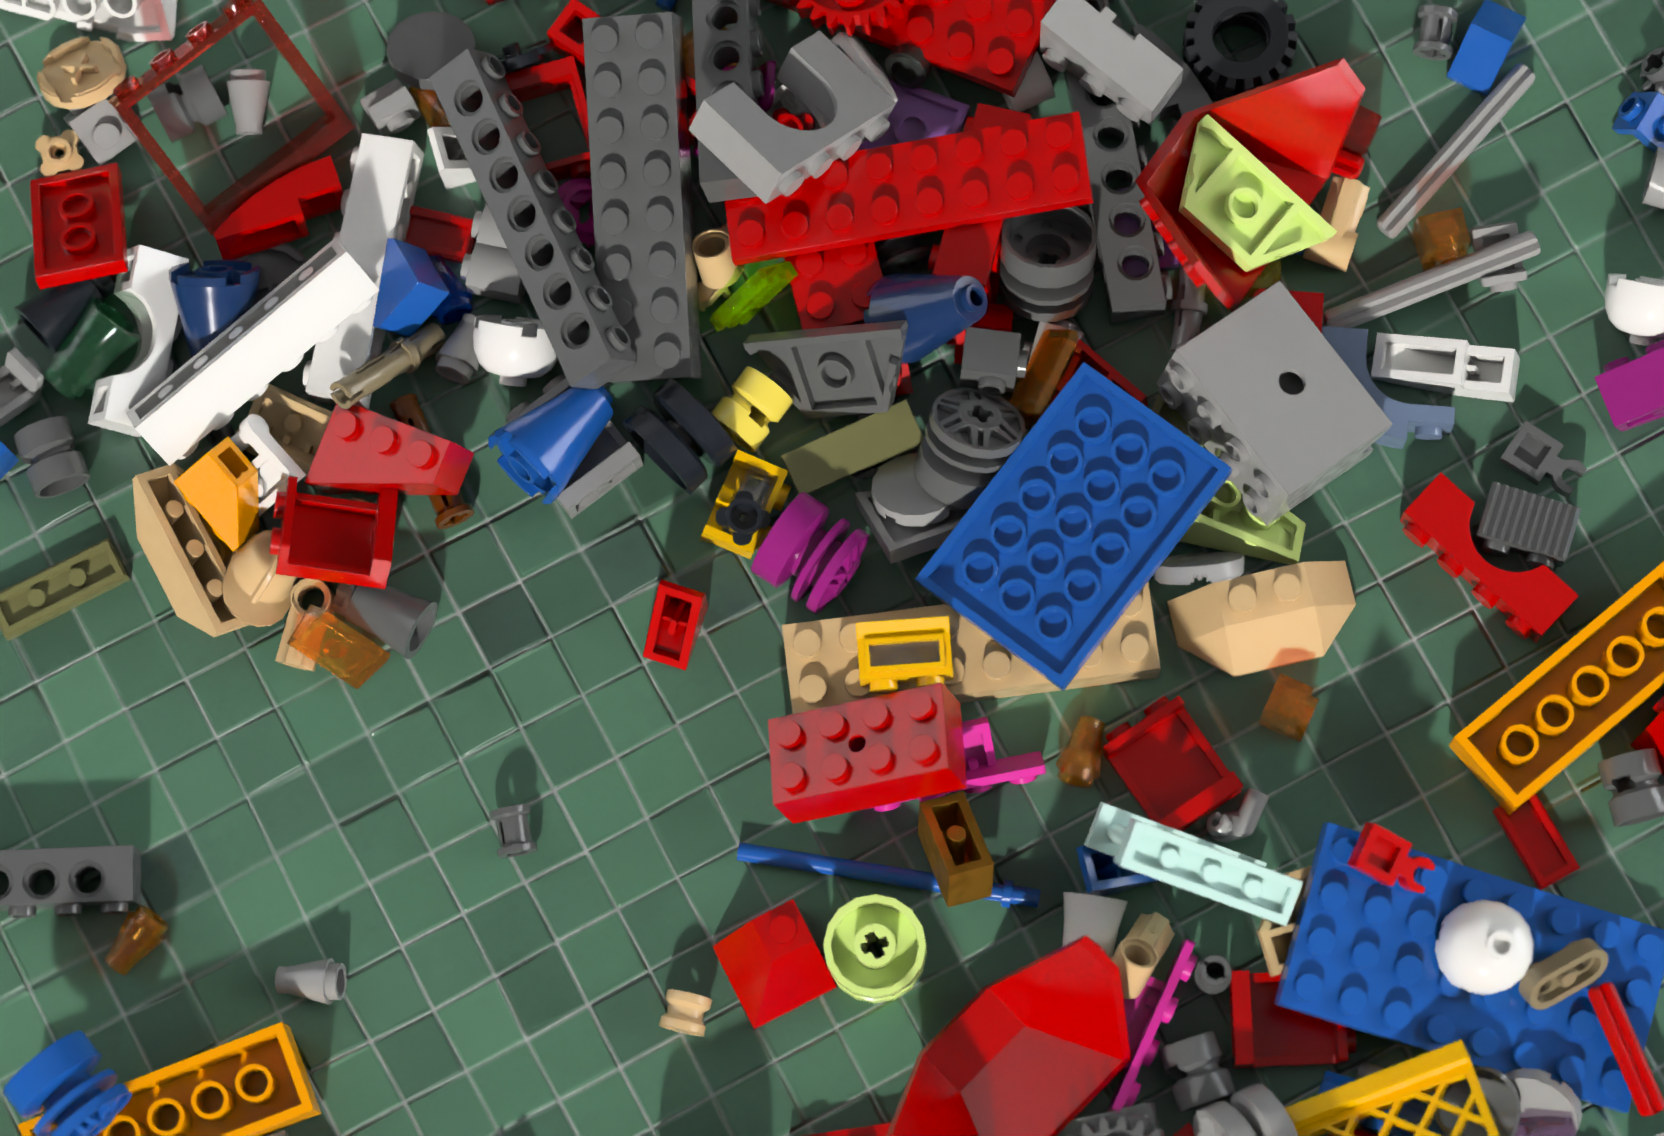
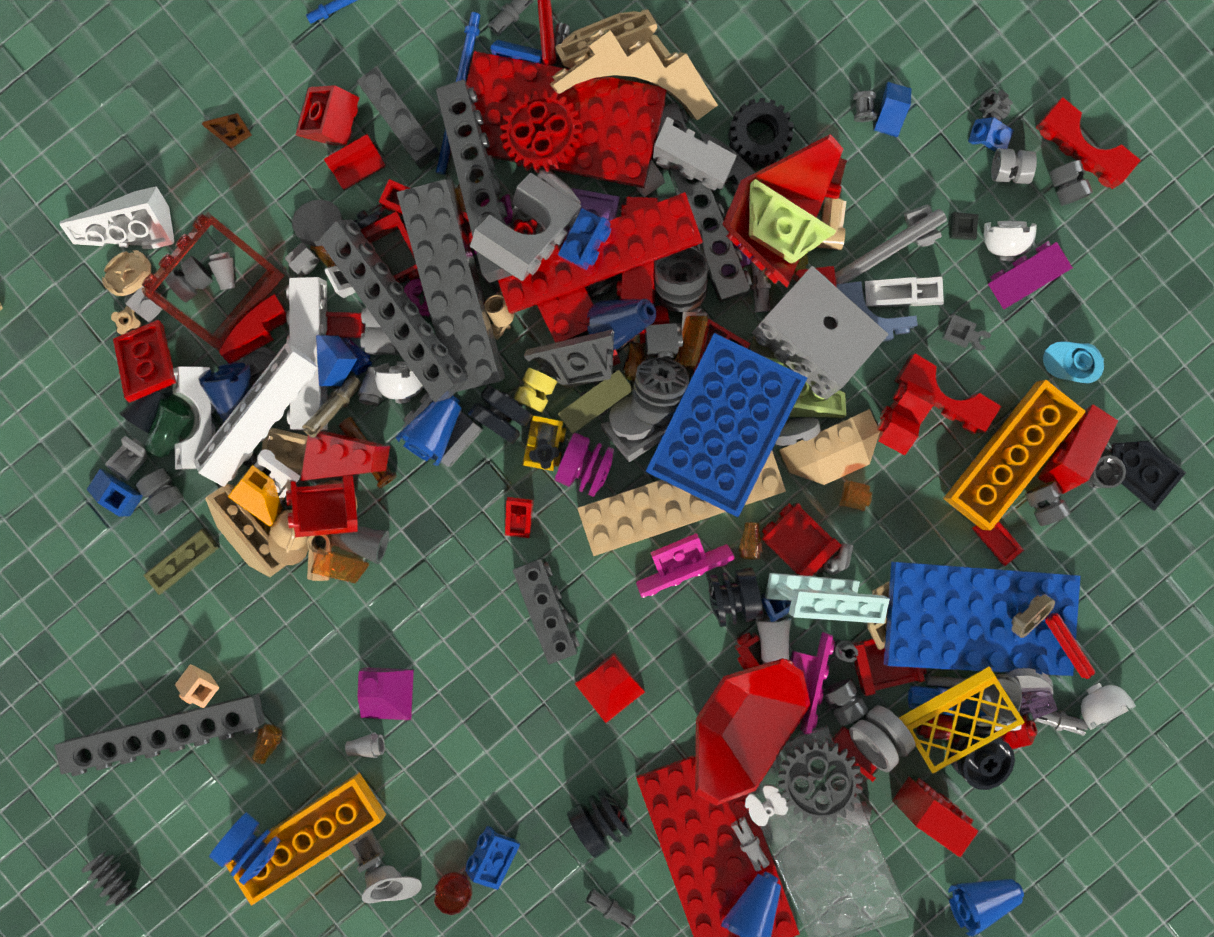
camera: 20 degrees left, 10 degrees up
(37, 809) = (196, 686): none -> light nougat brick
(368, 894) = (385, 693): none -> magenta slope
(513, 831) = (456, 645): dark grey bush -> none
(685, 1012) = (568, 723): tan wheel -> none
(687, 801) = (545, 611): none -> dark grey brick
(753, 295) = (524, 327): clear neon green tile -> none
(867, 753) = (661, 565): red brick -> none
(871, 921) = (662, 686): yellowish green wheel -> none
(889, 158) = (585, 239): none -> blue bracket
(904, 653) = (648, 514): yellow window -> none
(907, 66) = (581, 181): pearl dark grey tile -> none
(943, 378) = (634, 359): none -> clear orange cone
(955, 849) = (695, 610): pearl gold brick -> none
(1004, 893) = (658, 627): blue bar -> none
(1029, 938) = (746, 658): none -> red bracket
(1033, 839) = (735, 597): none -> black wheel
(1141, 952) = (804, 645): tan piece -> none
(1385, 858) = (932, 577): red plate -> none
(1392, 588) = (902, 420): none -> red brick
(1441, 237) = (890, 222): clear orange brick -> none
(1455, 150) = (887, 170): light grey axle -> none
(1484, 947) = (990, 611): white cylinder -> none
(1526, 526) = (964, 371): dark grey brick -> none
(1576, 272) = (964, 226): none -> pearl dark grey tile

